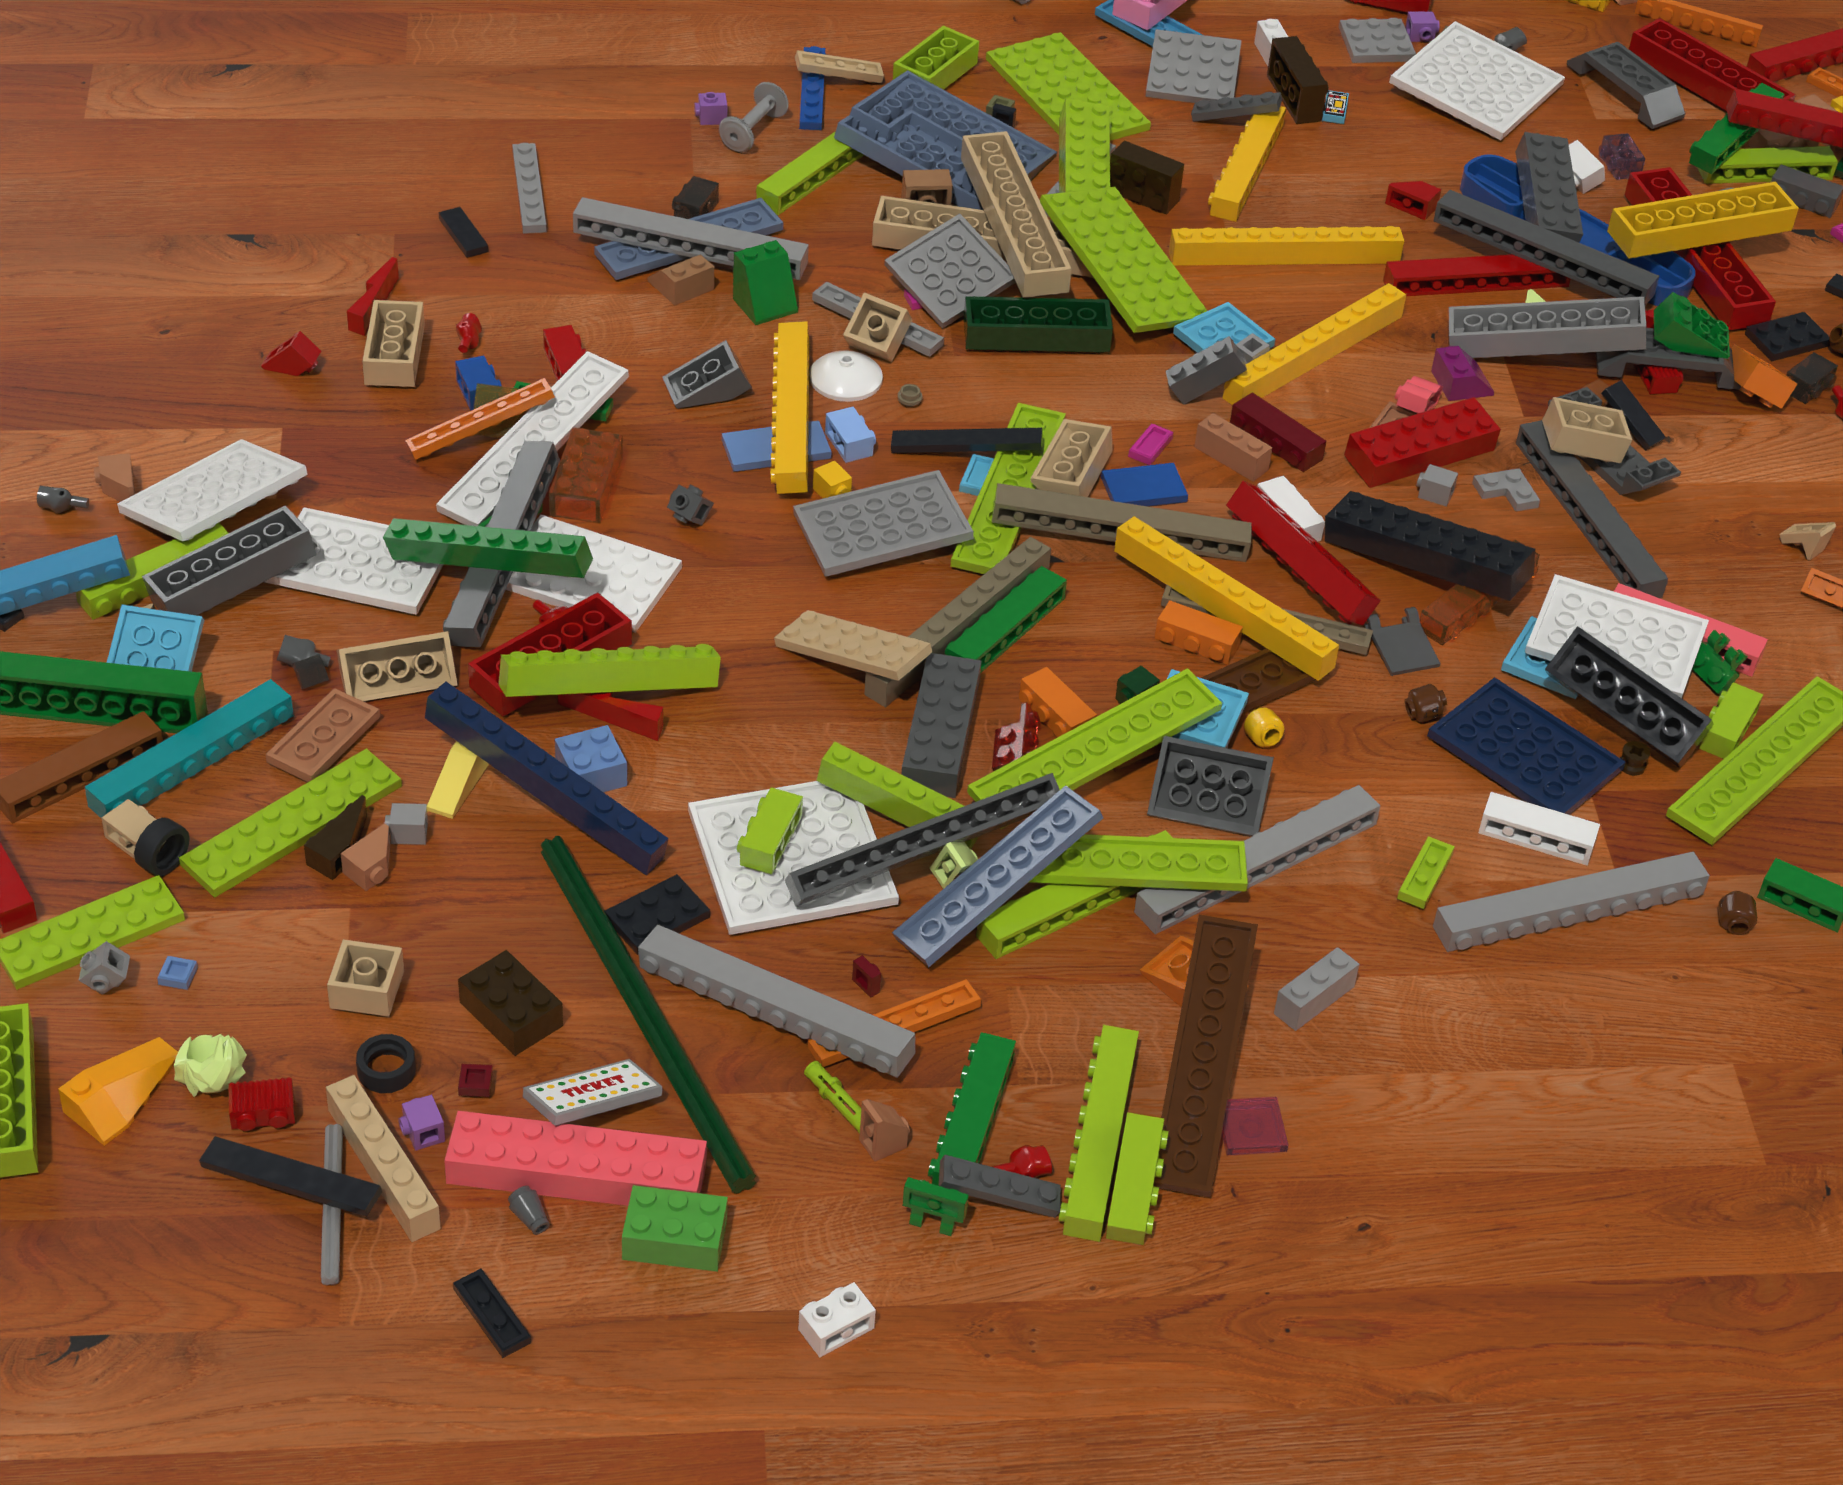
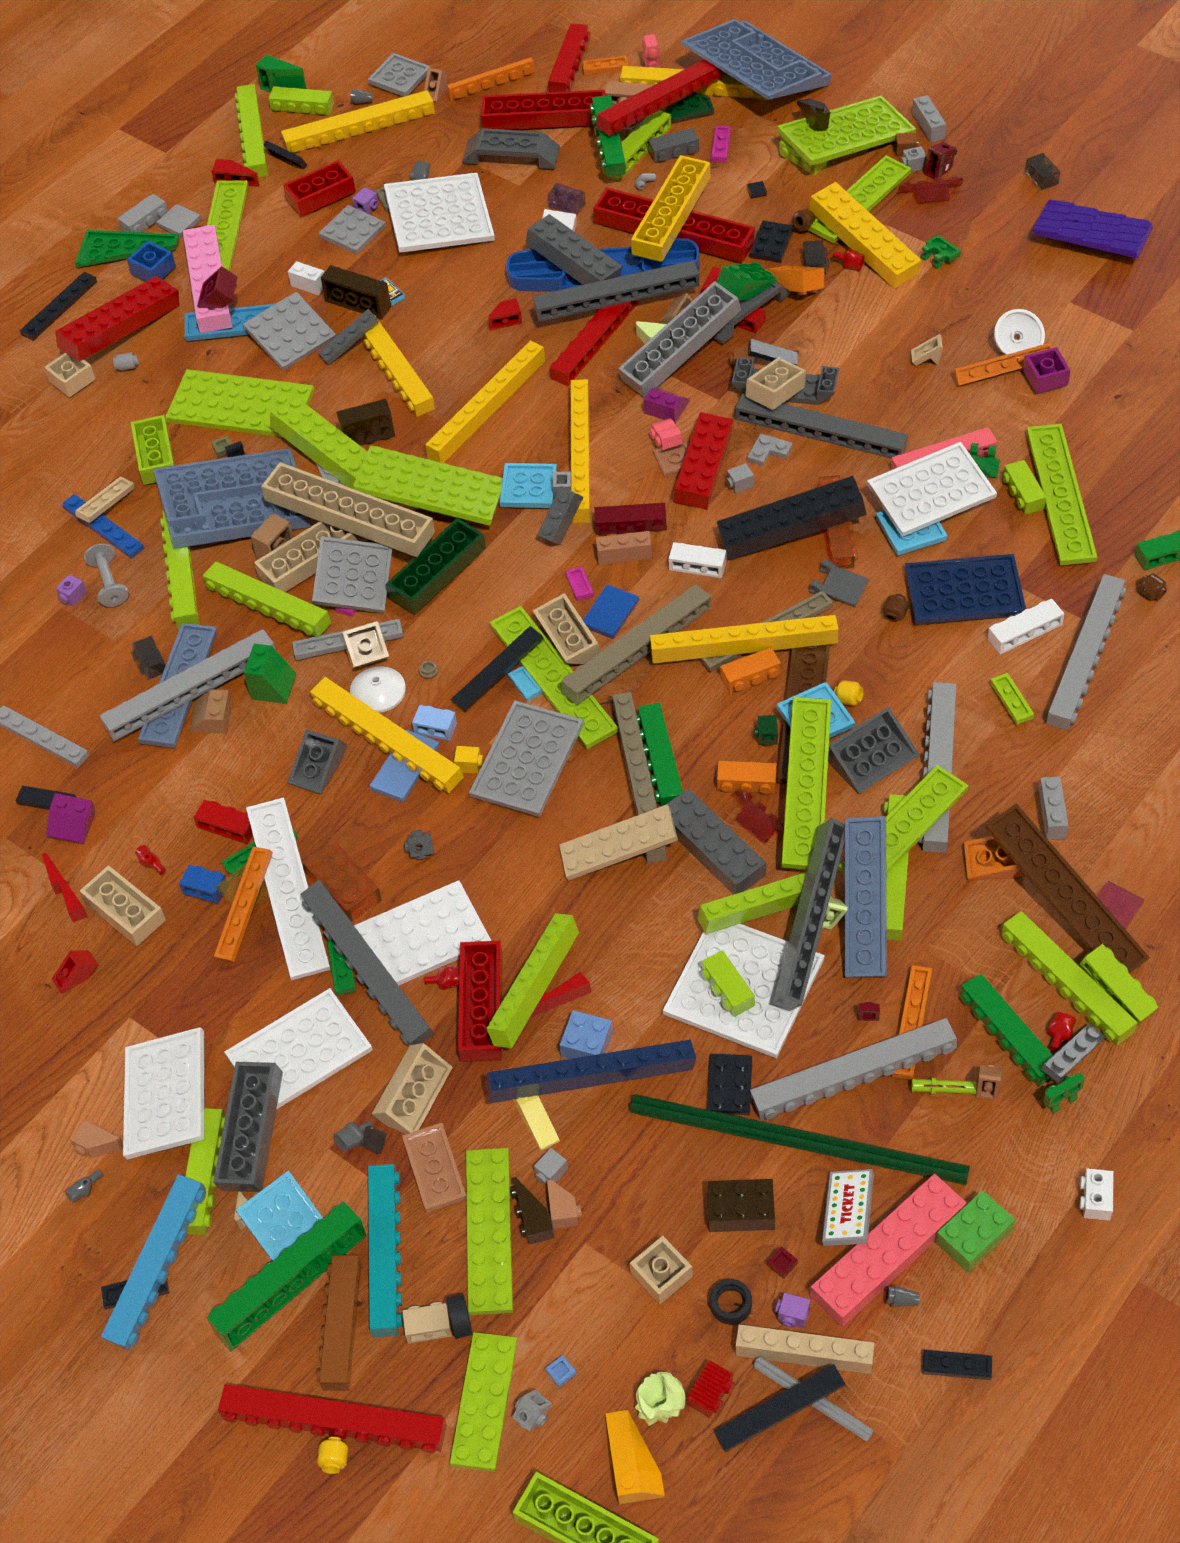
camera: 40 degrees left, 10 degrees up
(454, 254) = (70, 818): none -> magenta slope
(488, 548) = (378, 975): green brick -> none
(853, 235) = (267, 599): none -> lime brick
(1303, 553) = (740, 578): red brick -> none
(1629, 697) = (981, 517): black brick -> none
(1636, 757) = (1012, 545): dark brown wheel -> none

